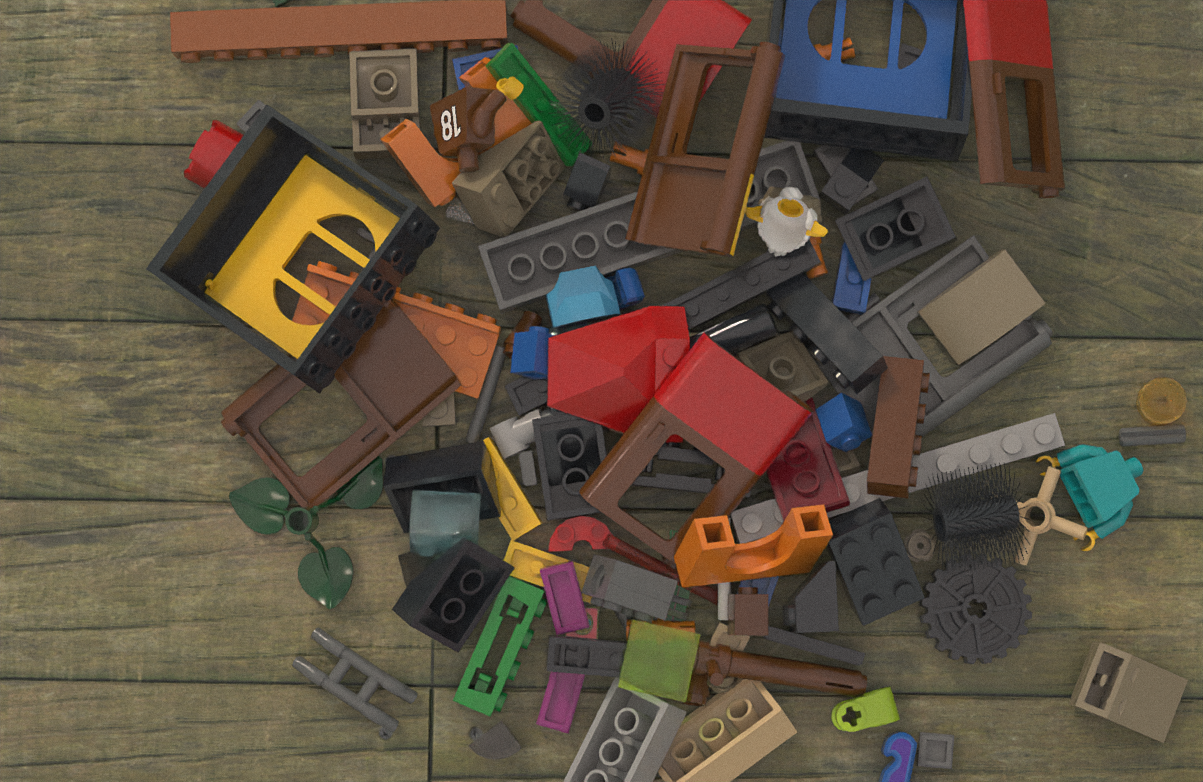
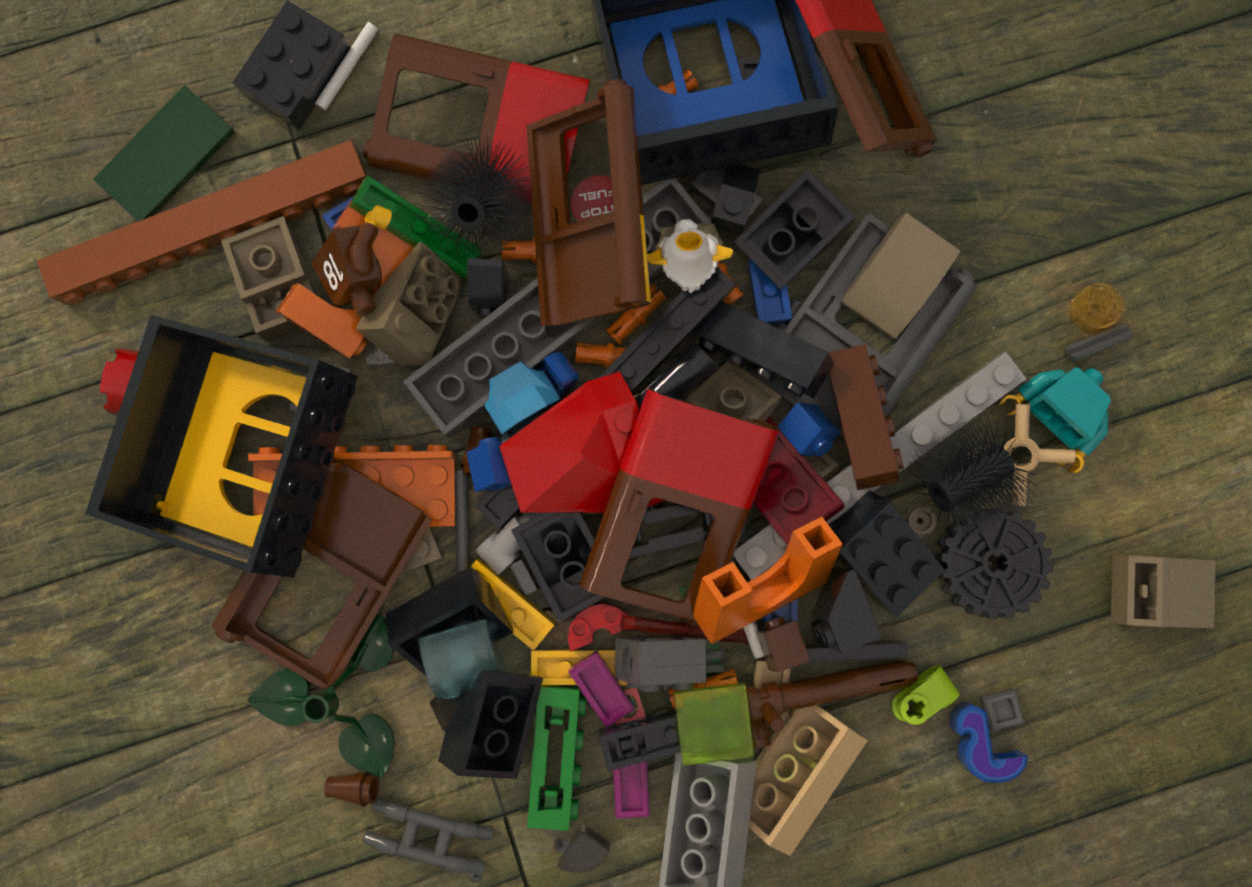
camera: 15 degrees left, 0 degrees up
(301, 611) = (353, 788): none -> reddish brown cone
(669, 282) = (597, 354): none -> orange pin
(706, 262) = (633, 318): none -> orange pin
(715, 133) = (592, 198): none -> red sticker

